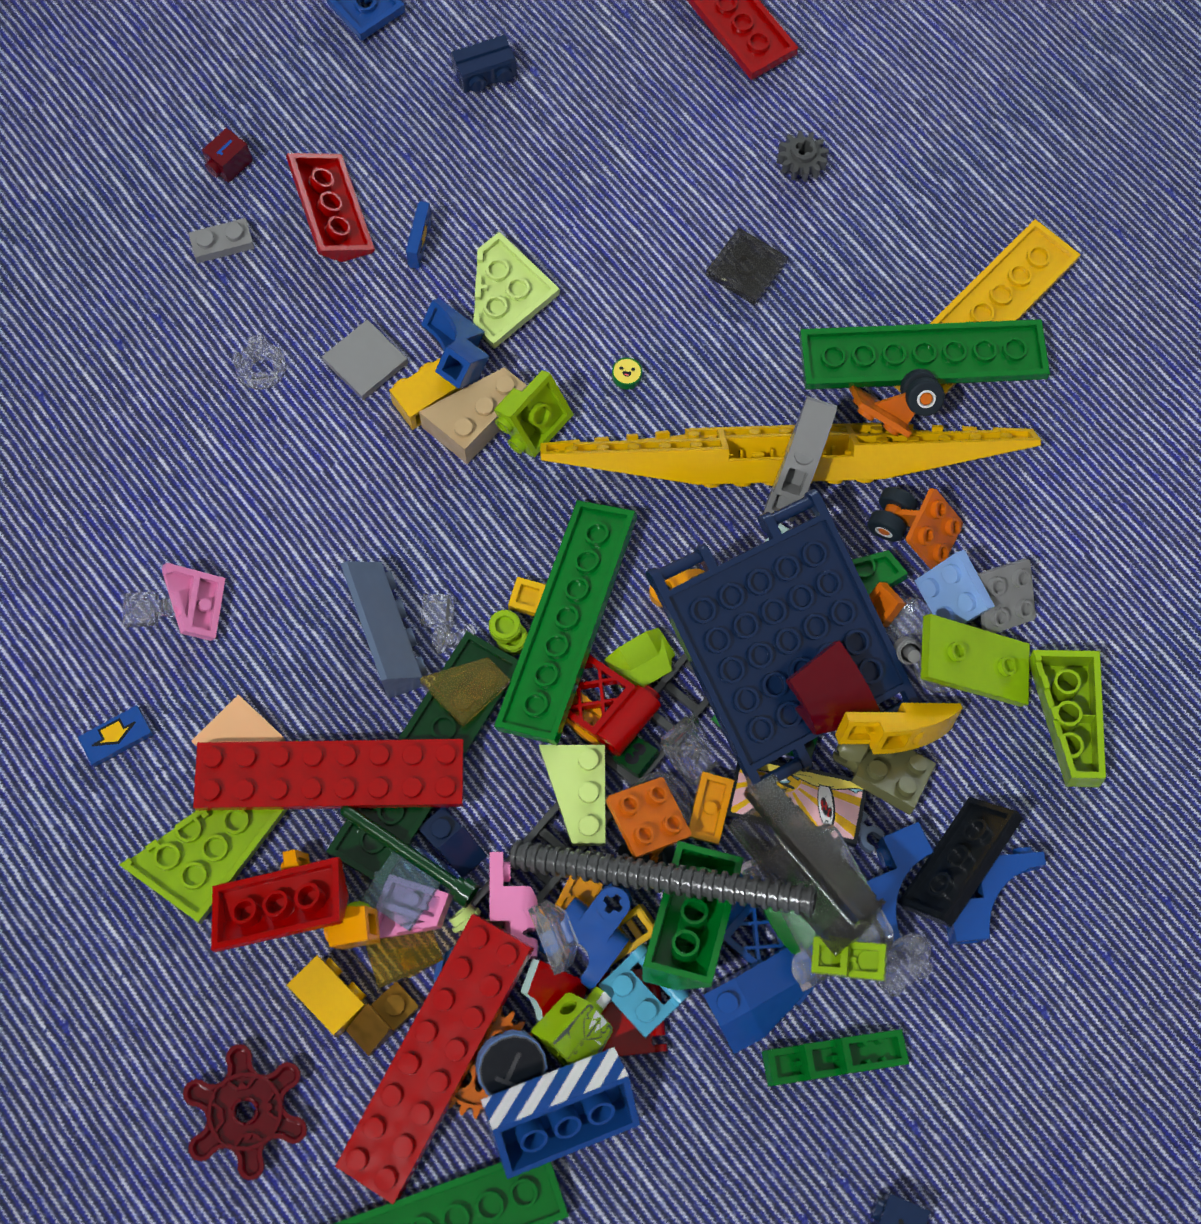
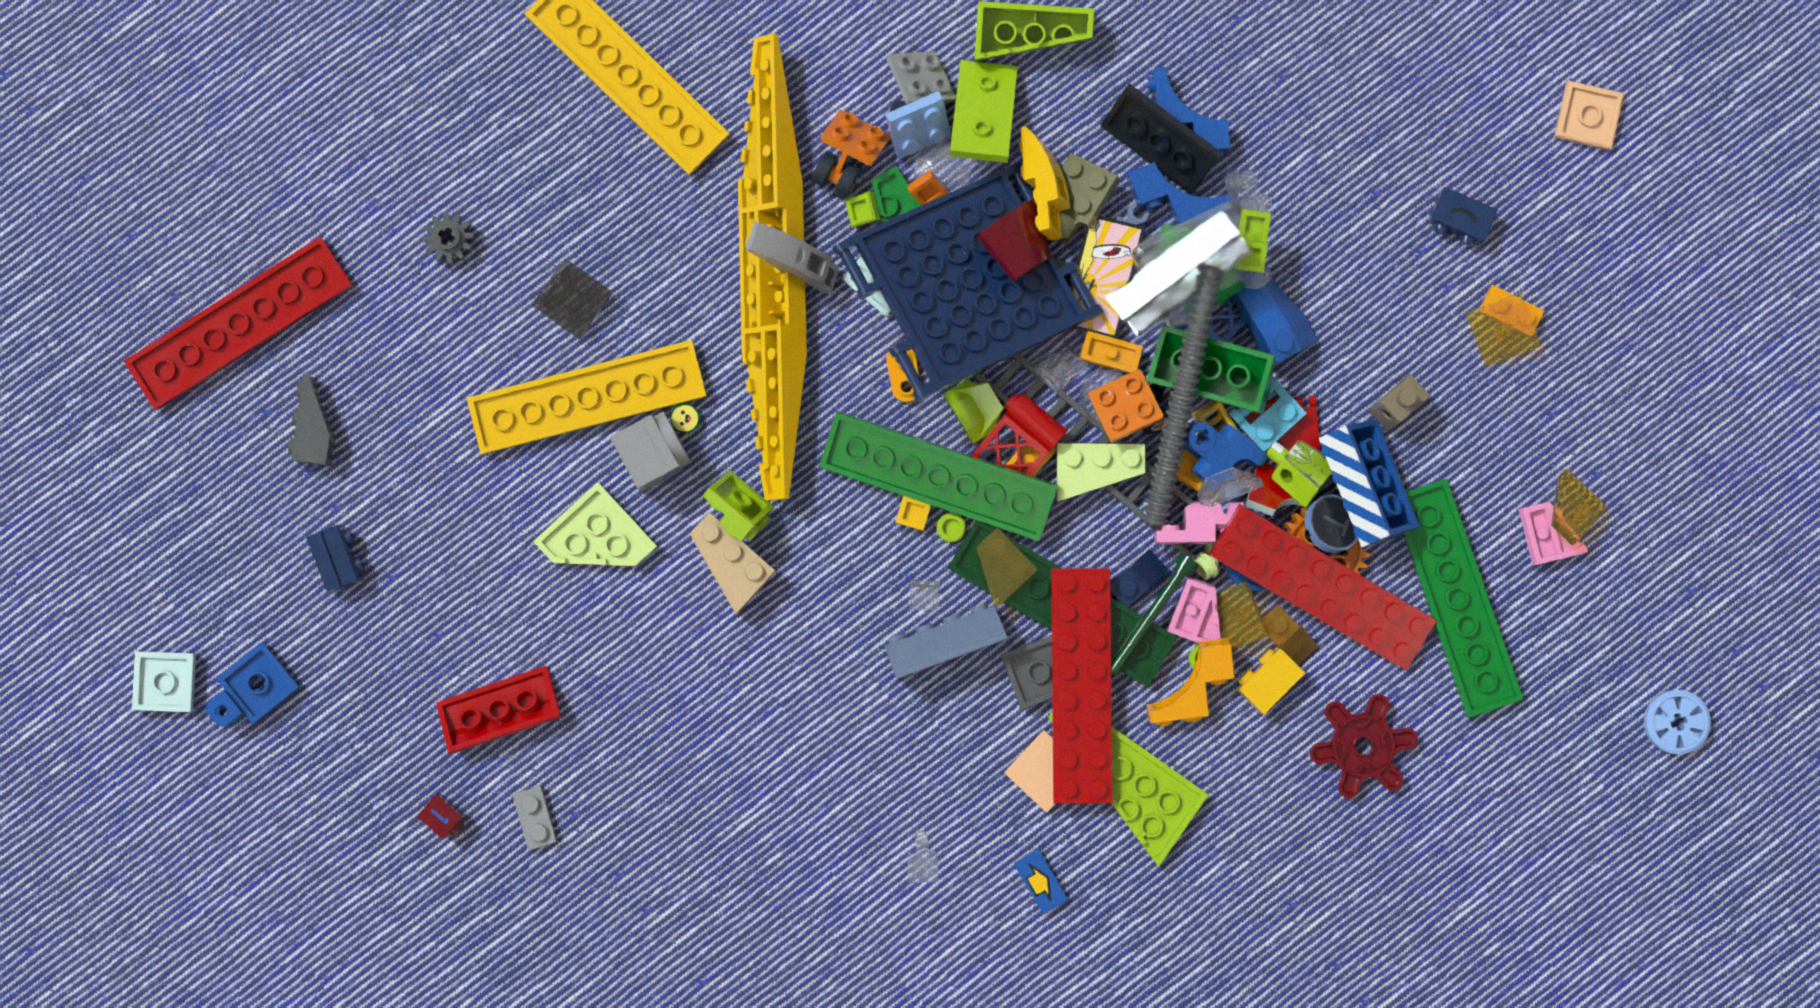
camera: 90 degrees left, 15 degrees up
(195, 600) = (917, 816): bright pink wing -> none
(258, 350) = (662, 782): clear piece -> none
(278, 904) = (1199, 722): red slope -> none
(348, 719) = (1030, 672): none -> dark grey plate
(365, 359) = (668, 670): light grey tile -> none
(401, 891) = (1184, 619): clear light blue piece -> none
(419, 235) = (535, 621): blue tile -> none
(420, 392) = (707, 610): yellow brick -> none
(445, 638) = (953, 588): clear plate -> none
(460, 339) = (651, 580): blue arch -> none
(504, 626) = (943, 533): lime tile -> none
(590, 331) = (651, 450): none -> light grey piece
(609, 45) = (313, 433): none -> dark grey slope
(637, 757) = (1067, 414): dark green tile -> none
(647, 283) = (586, 397): none -> yellow plate
(662, 1156) = (1399, 402): none -> dark tan torso
(835, 1057) = (1321, 255): green slope -> none
(859, 542) = (862, 209): none -> lime tile
(908, 650) = (972, 170): light grey cylinder -> none
(919, 396) = (740, 170): plate -> none
(948, 350) = (677, 135): green plate -> none

